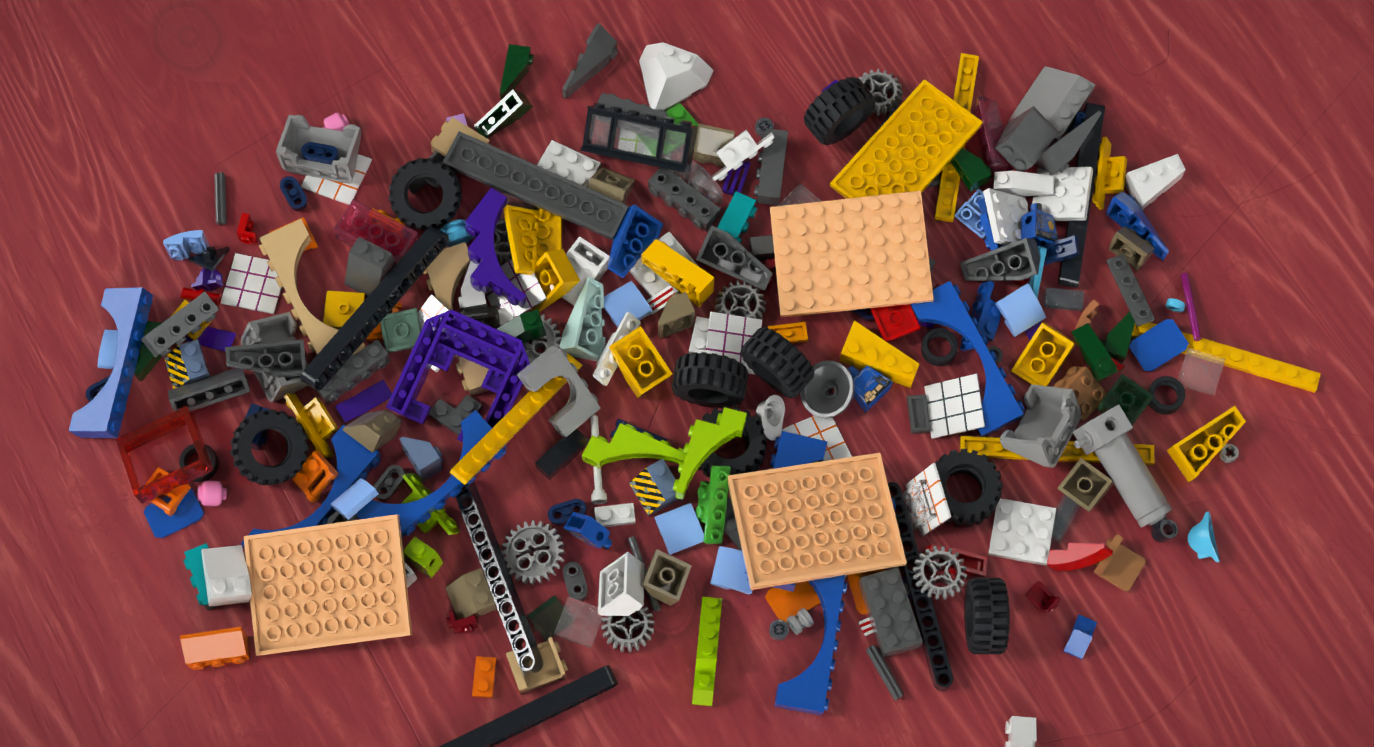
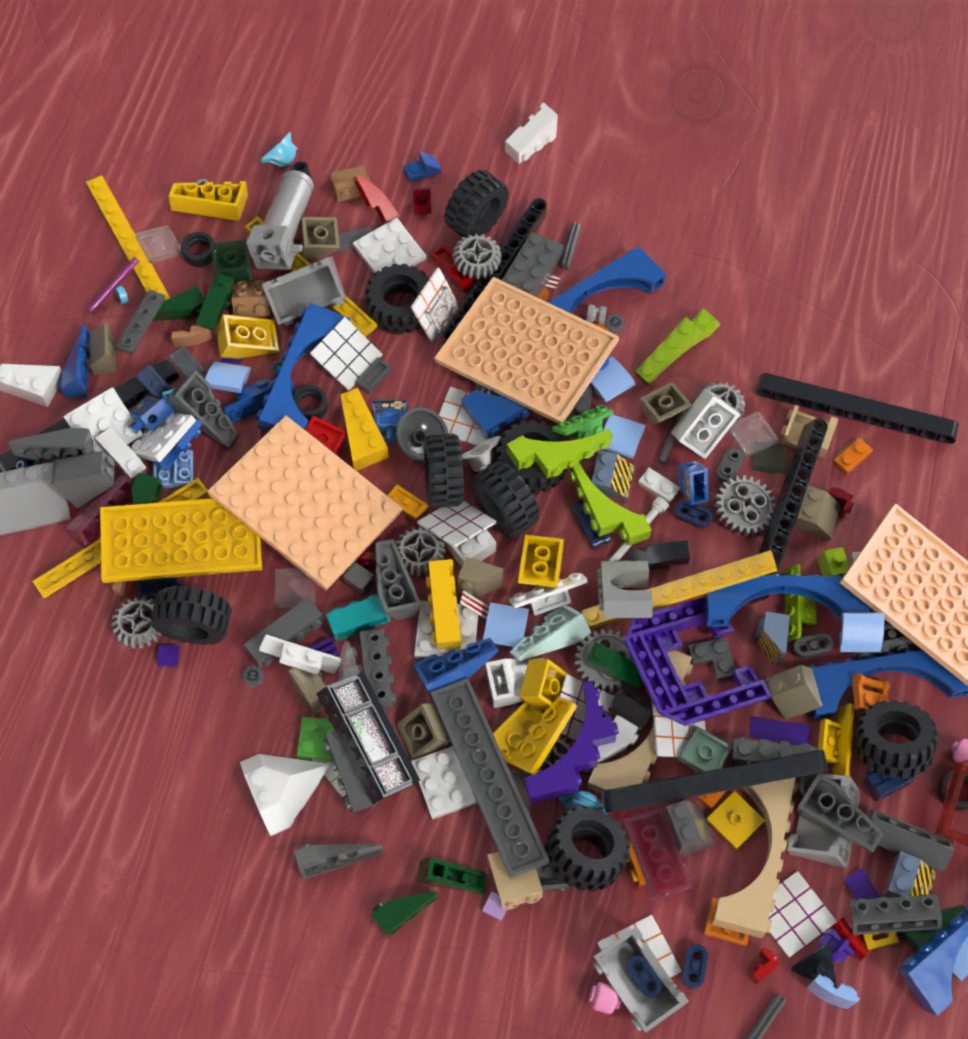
camera: 135 degrees left, 5 degrees down
(1110, 174) = (50, 412): yellow bracket -> none
(1158, 345) = (163, 279): blue piece -> none

